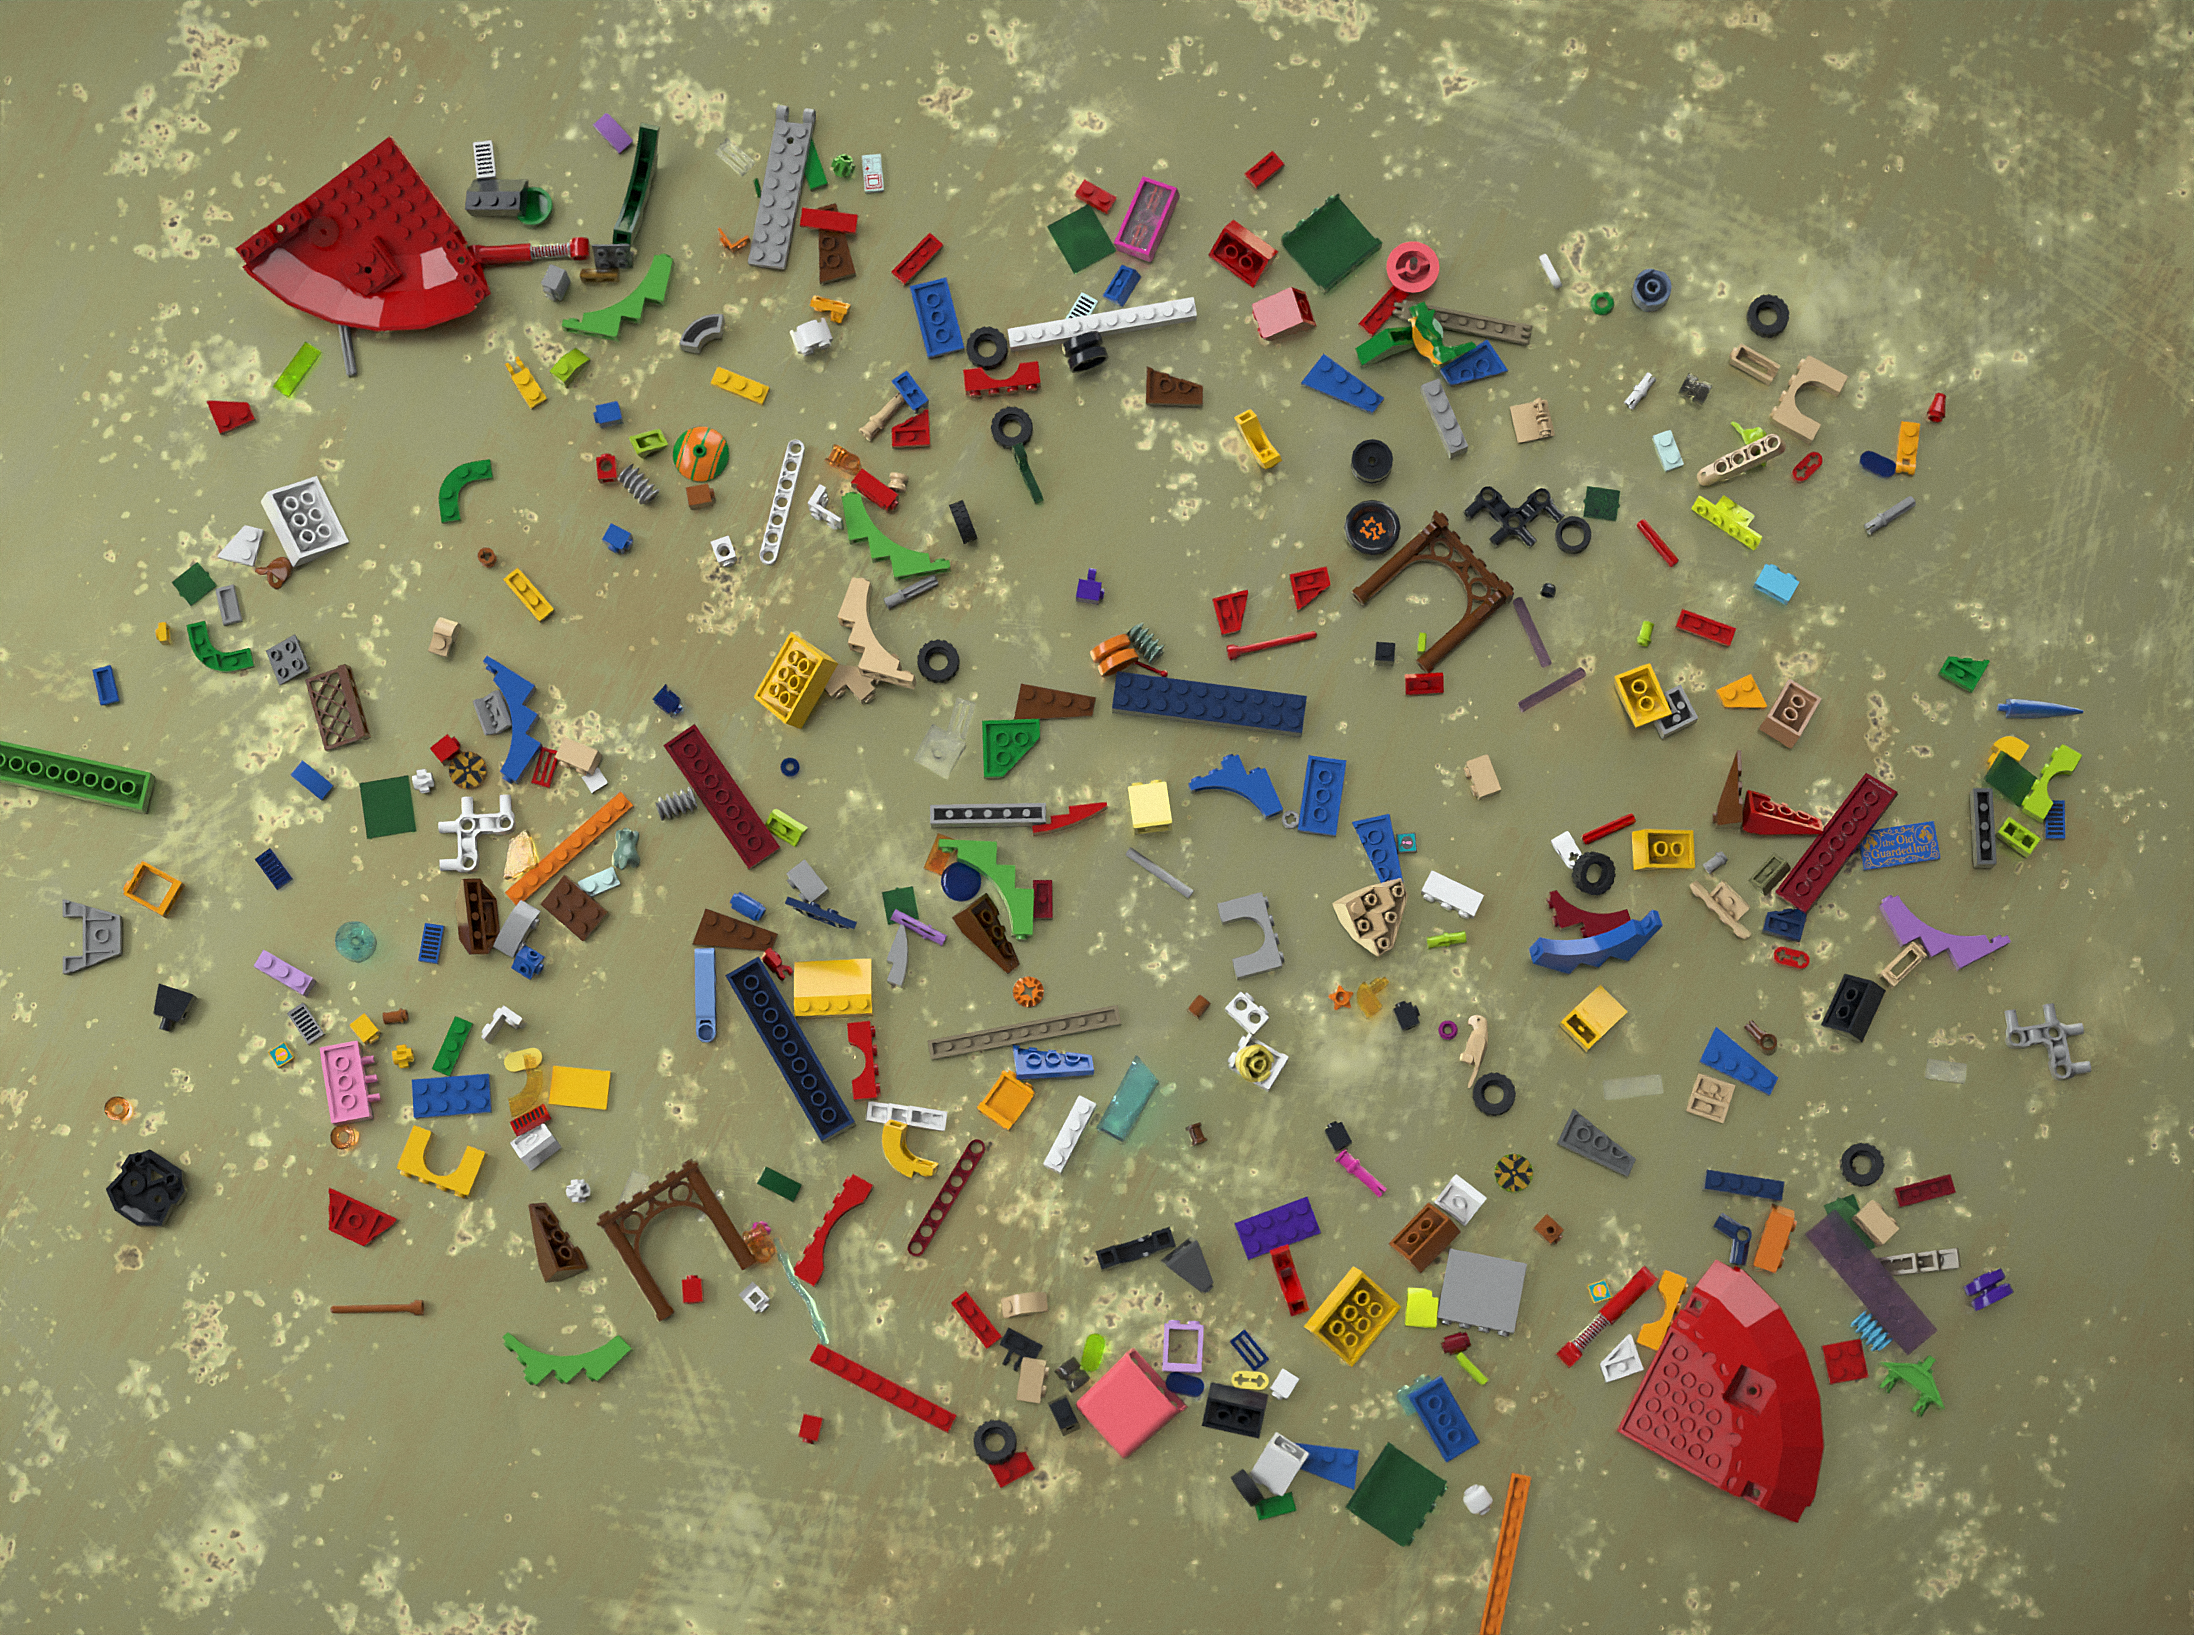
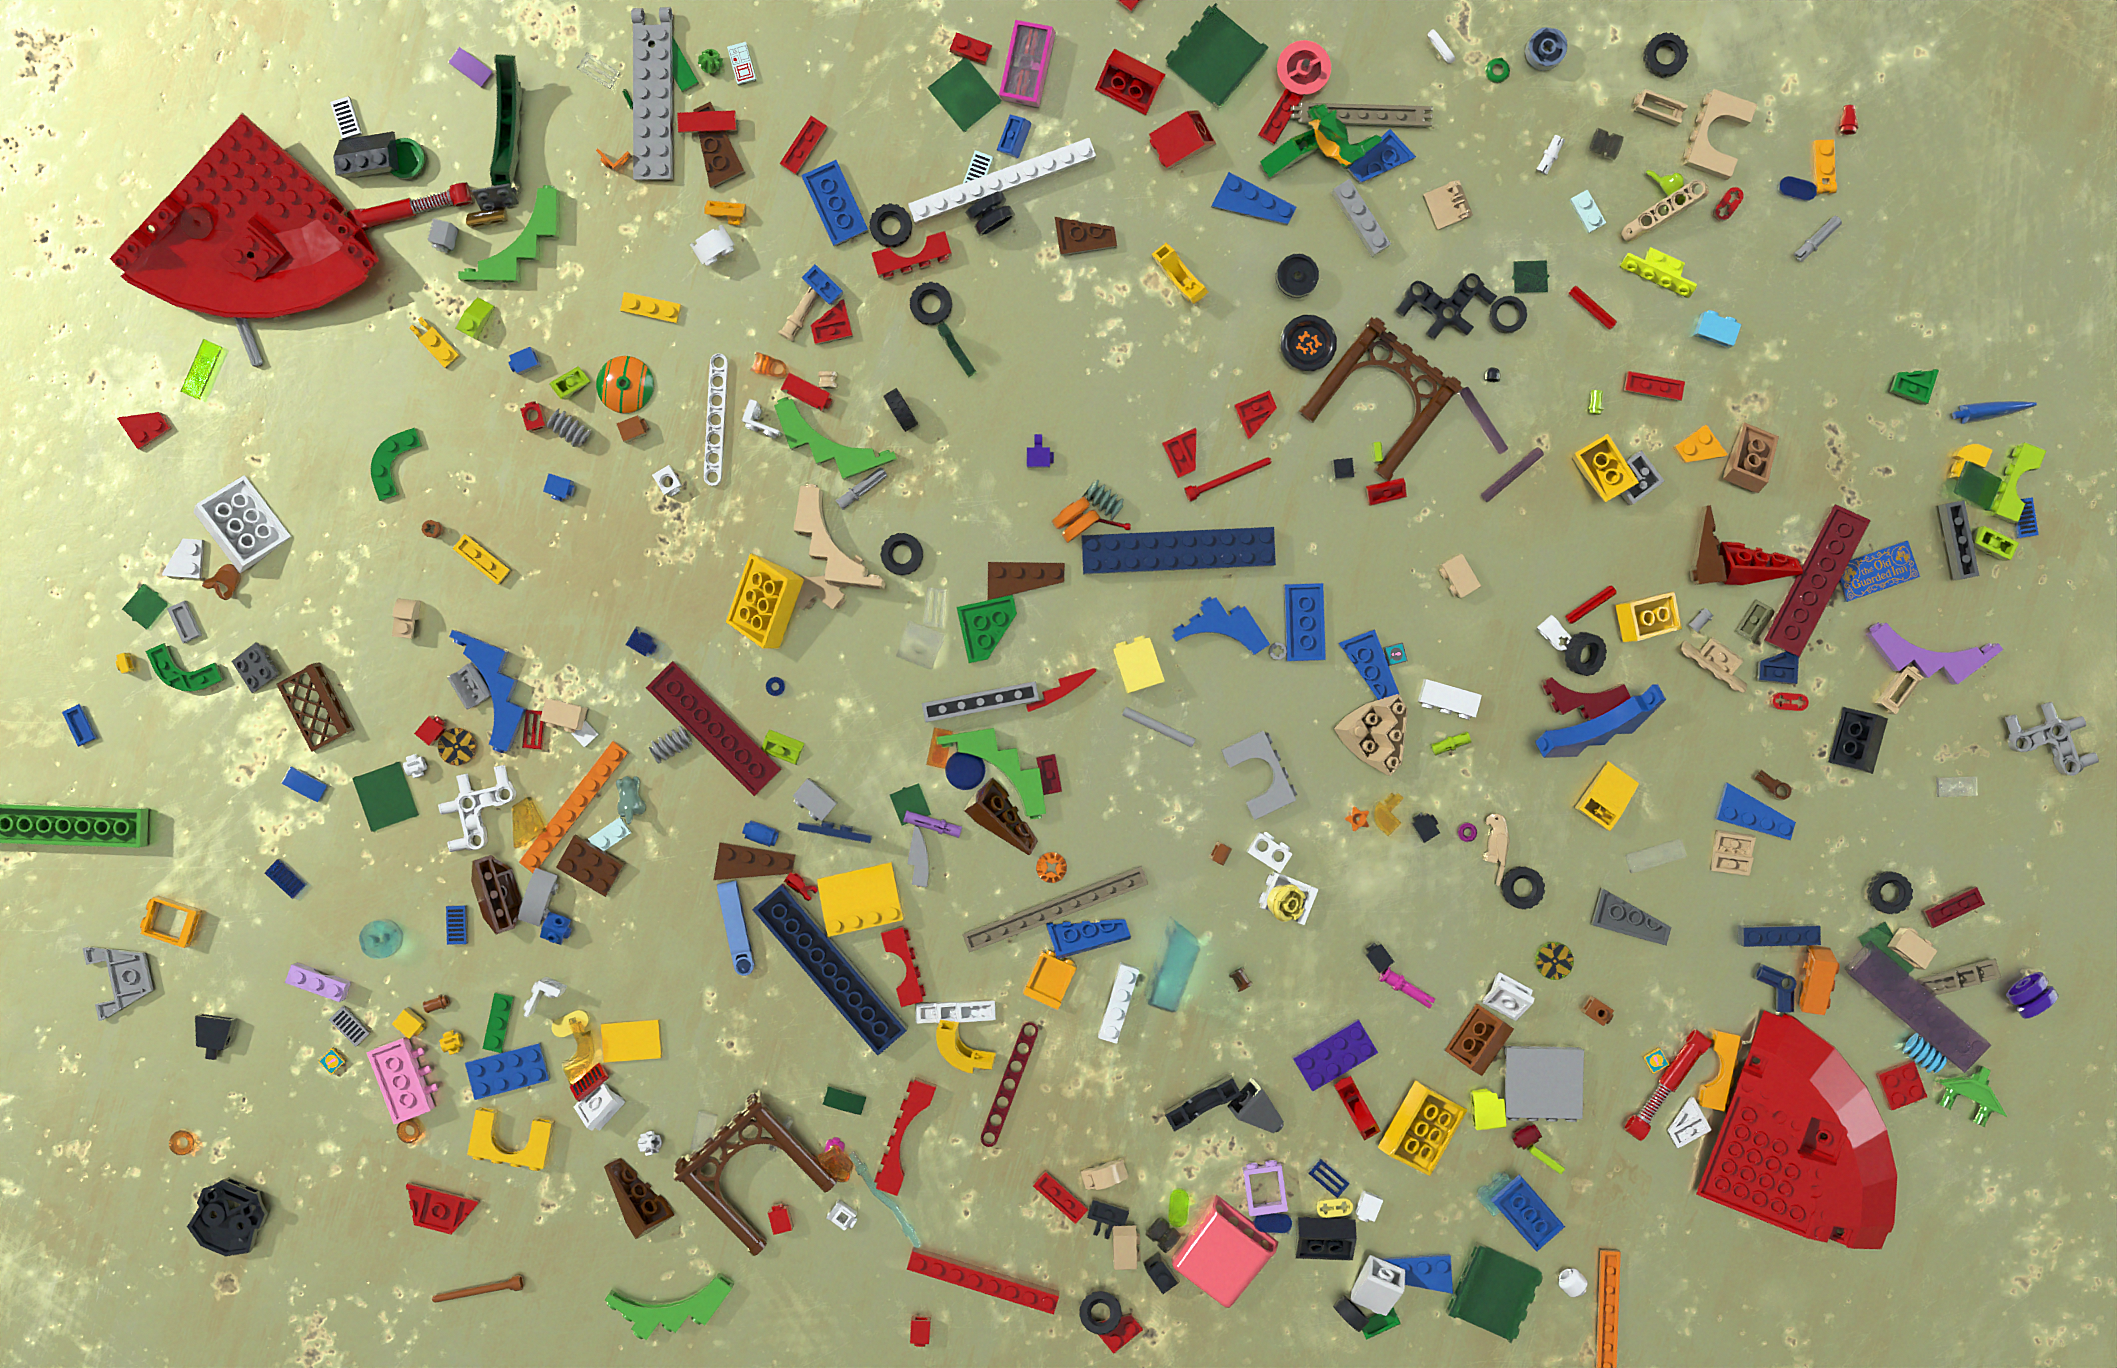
camera: 15 degrees left, 10 degrees up
(702, 331) = (601, 259): light grey brick -> none

